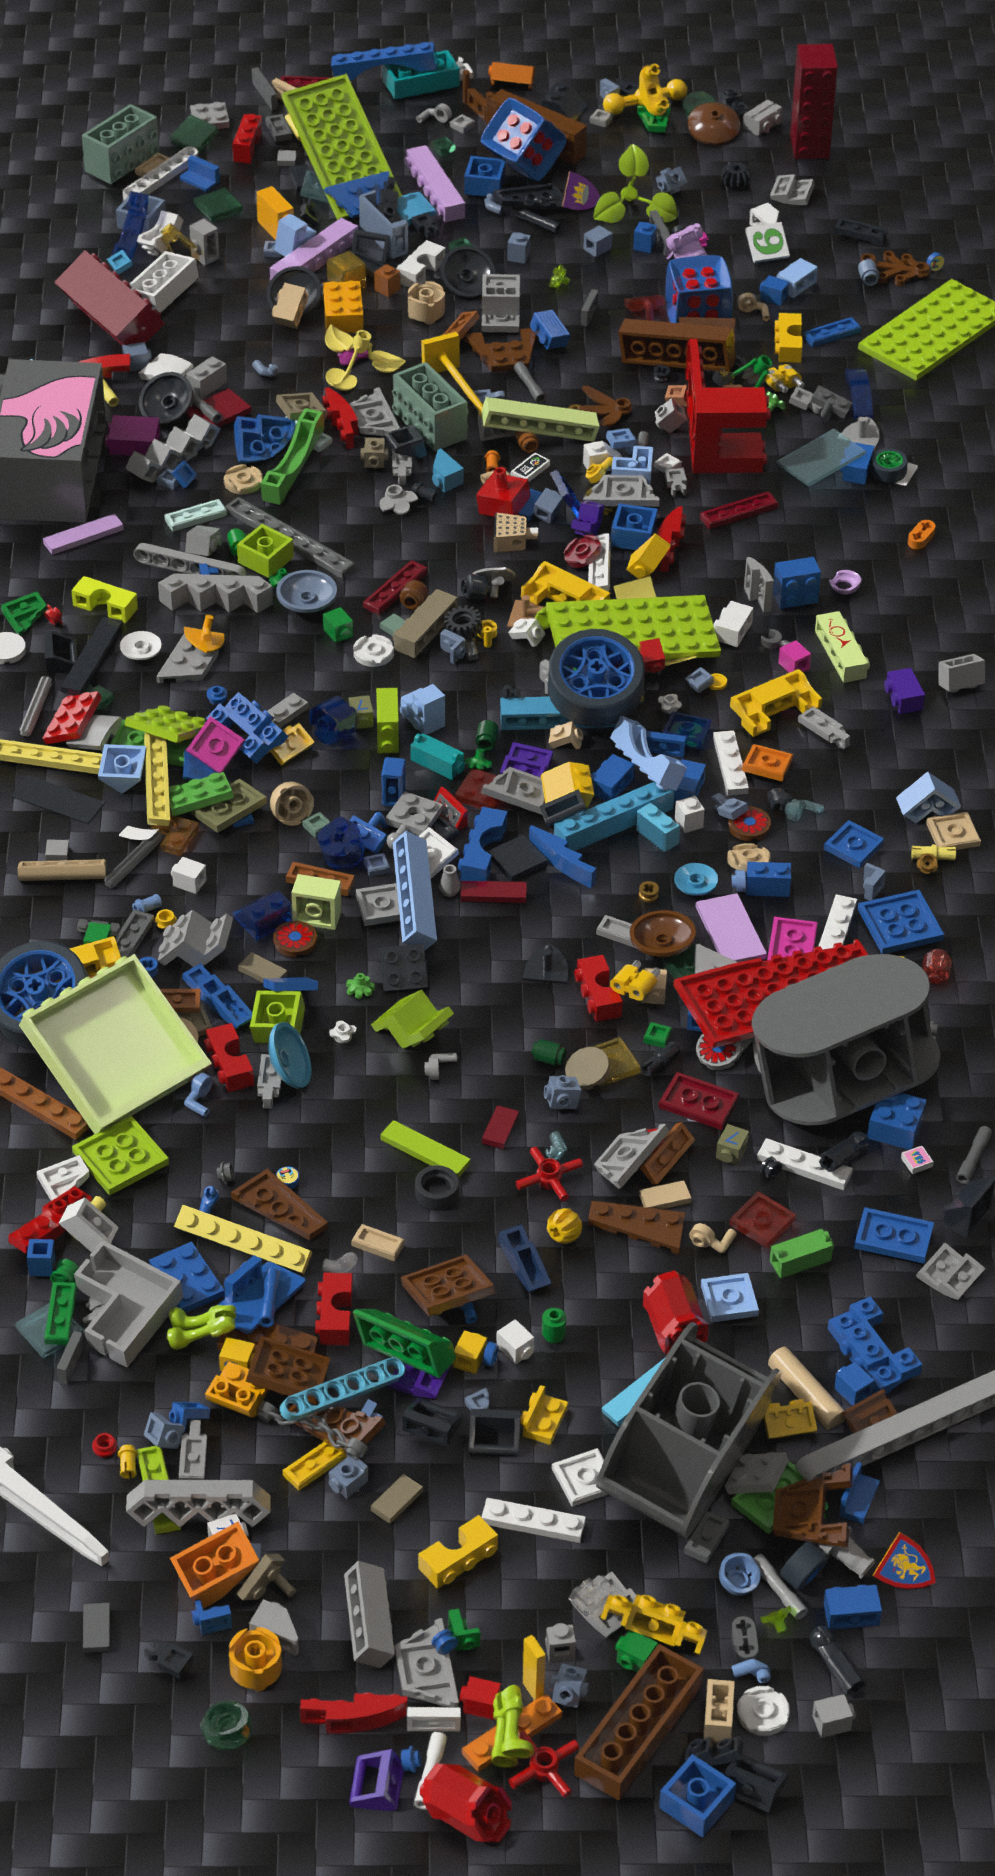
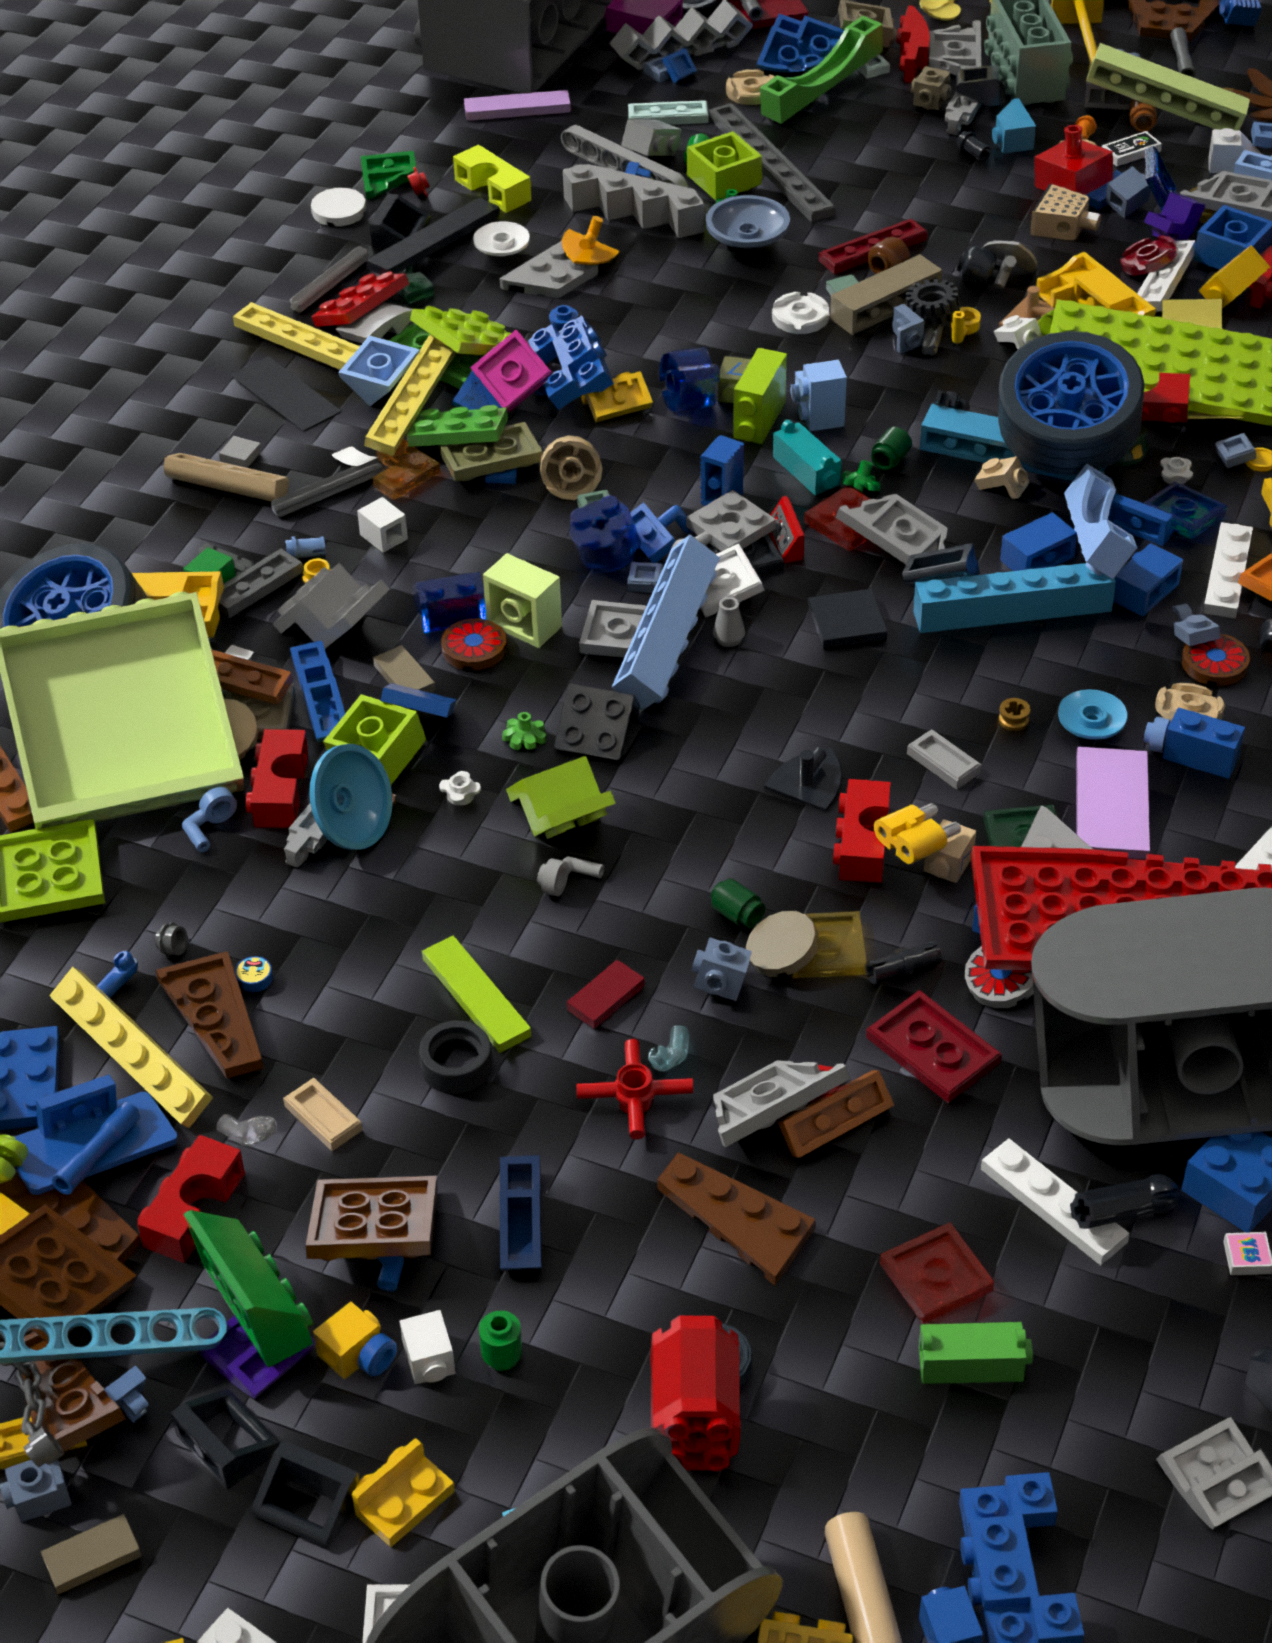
camera: 25 degrees right, 0 degrees up
(149, 962) = (249, 633): blue bush -> none
(288, 709) = (637, 357): light grey hinge -> none
(338, 625) = (768, 271): green brick -> none
(347, 880) = (574, 583): dark orange plate -> none
(397, 499) = (933, 147): light grey plate -> none
(478, 1400) = (318, 1430): sand blue tile -> none
(489, 828) = (825, 567): blue arch -> none
(493, 891) = (787, 654): dark red tile -> none
(528, 759) = (935, 494): dark purple slope -> none
(561, 857) = (907, 628): blue slope -> none
(564, 1226) = (610, 1179): yellow piece -> none
(567, 779) = (968, 526): yellow slope -> none
(596, 472) = (1216, 165): yellow plate -> none
(657, 827) = (1071, 628): medium azure brick -> none
(657, 1035) = (920, 925): green tile -> none
(662, 933) = (998, 777): reddish brown dish -> none
(665, 1196) = (800, 1182): tan tile -> none
(689, 814) = (1127, 622): white brick -> none
(704, 1236) = (824, 1271): tan plate -> none
(729, 1297) = (814, 1390): light blue plate -> none
(732, 1144) = (947, 1132): olive brick -> none
(770, 1168) = (992, 1190): black bush -> none
(791, 936) = (1204, 835): dark pink tile -> none
(894, 1235) = (1148, 1374): blue plate -> none

